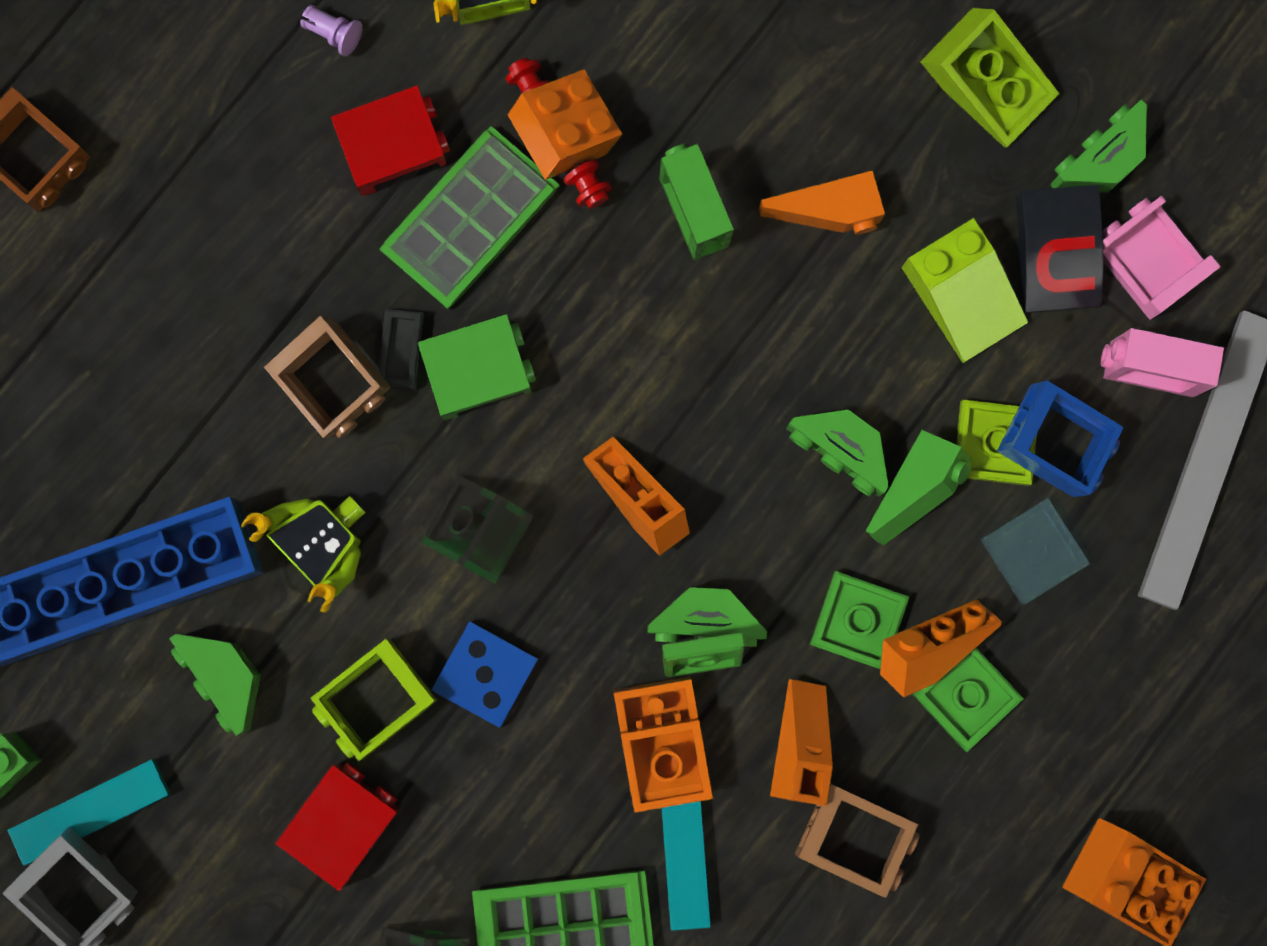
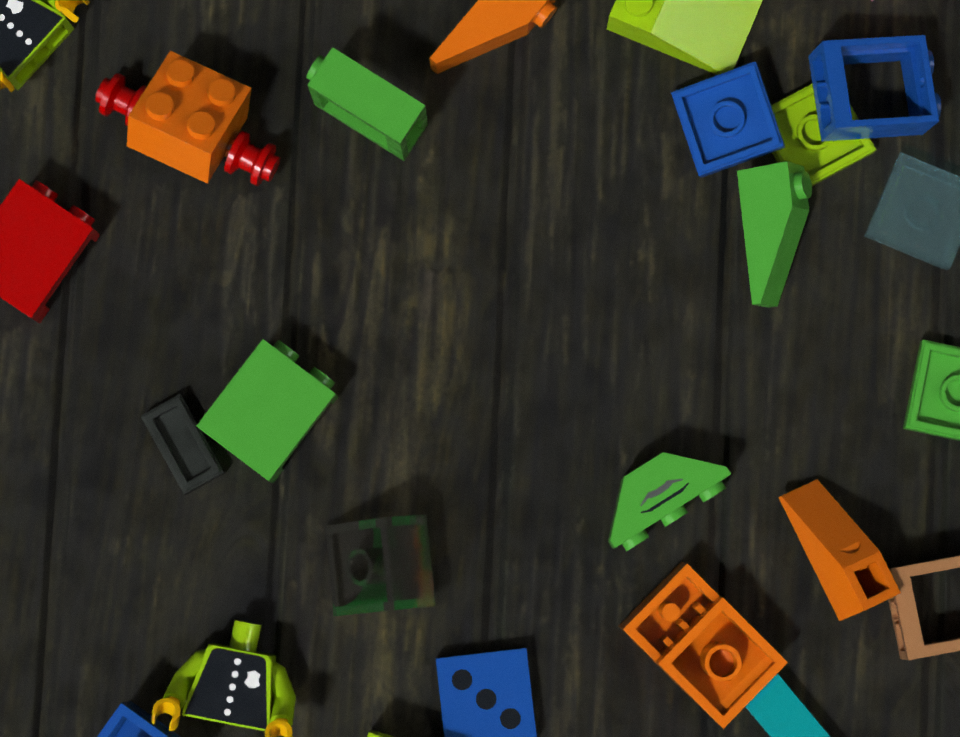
camera: 25 degrees left, 0 degrees up
(300, 351) = (87, 515): medium nougat window -> none
(469, 217) = (158, 271): clear piece -> none
(638, 496) = (512, 423): orange slope -> none
(703, 655) = (682, 532): bright green tile -> none
(845, 445) = (674, 236): bright green slope -> none
(858, 619) = (805, 394): bright green tile -> none
(932, 648) = (895, 368): orange slope -> none
(941, 390) = (728, 119): none -> blue tile

